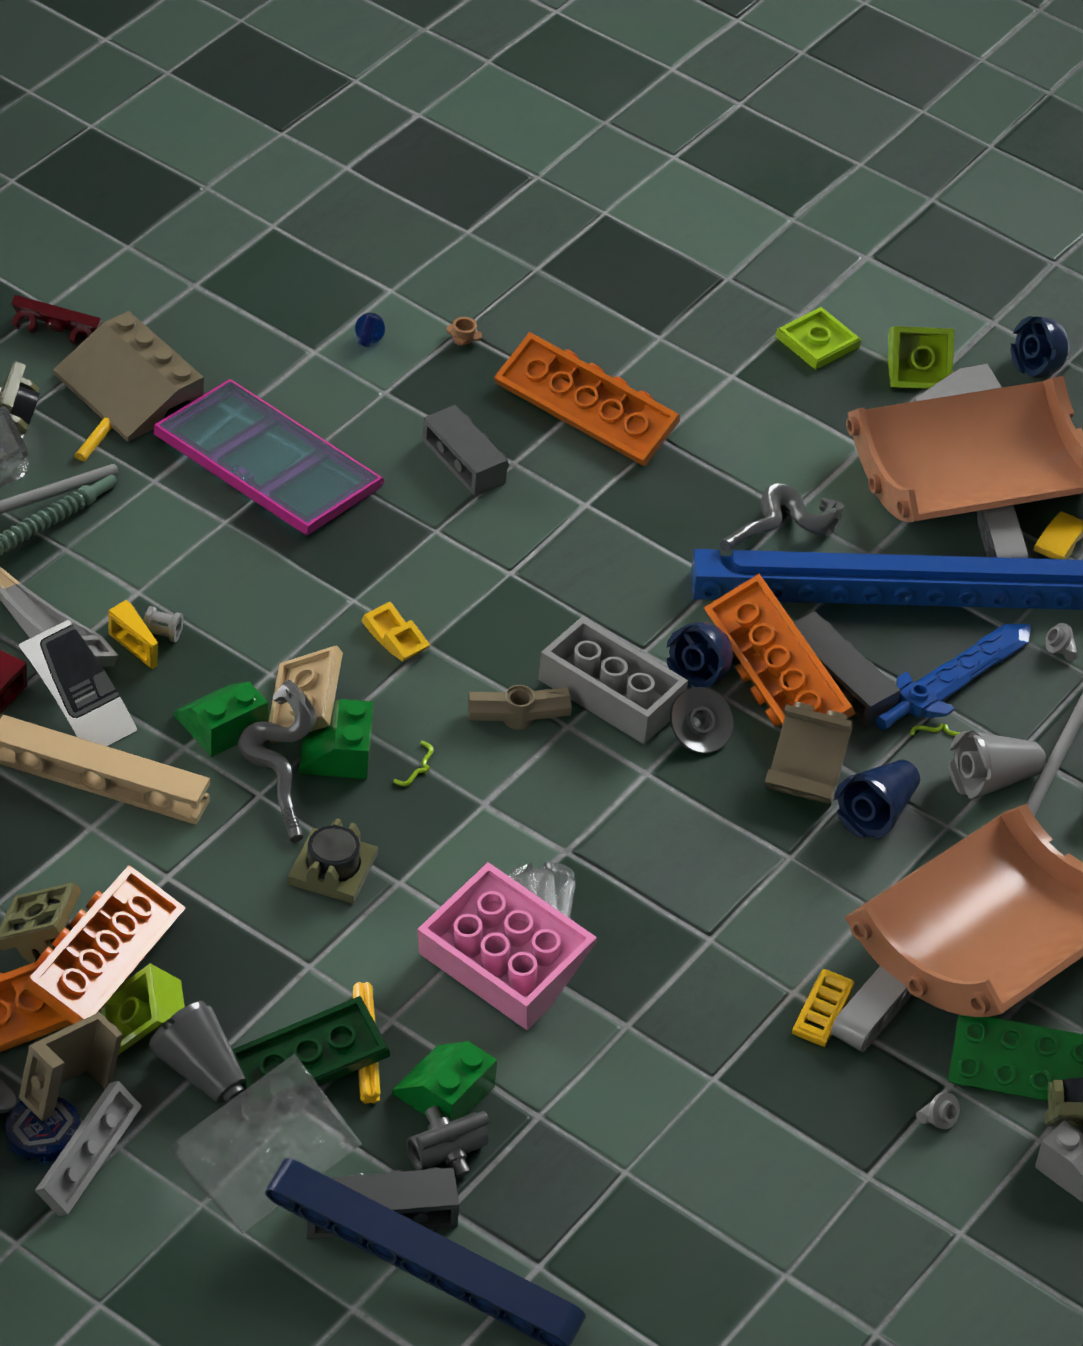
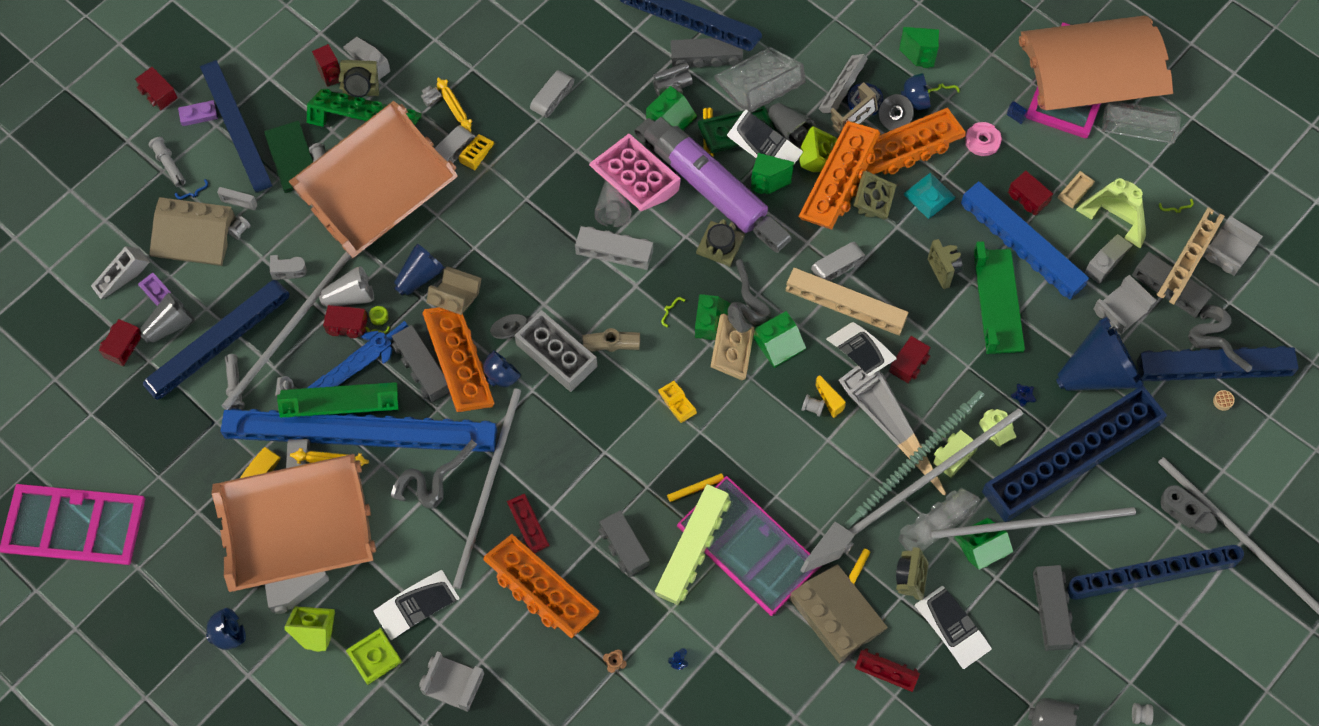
camera: 170 degrees left, 20 degrees up
(111, 830) = (839, 262): none -> light grey beam
(141, 436) = (830, 548): none -> light grey slope
(240, 954) = (770, 173): none -> green slope
(274, 1012) = (759, 138): none -> sticker
(356, 440) = (692, 545): none -> yellowish green brick
(356, 525) = (695, 487): none -> yellow bar
(362, 940) = (712, 181): none -> medium lavender piece
(519, 840) = (614, 247): none -> light grey brick
(620, 482) = (528, 523): none -> dark red tile
(692, 1113) = (552, 93): none -> light grey beam
(693, 523) = (486, 489): none -> light grey piece
(696, 312) = (451, 682): none -> light grey panel
(768, 393) = (415, 604): none -> sticker
(888, 1094) = (453, 104): none -> yellow wheel
(933, 744) = (378, 315): none -> lime tile
(955, 537) = (314, 456): none -> yellow wheel
(963, 606) = (338, 400): none -> green bracket
(988, 717) = (345, 321): none -> dark red brick

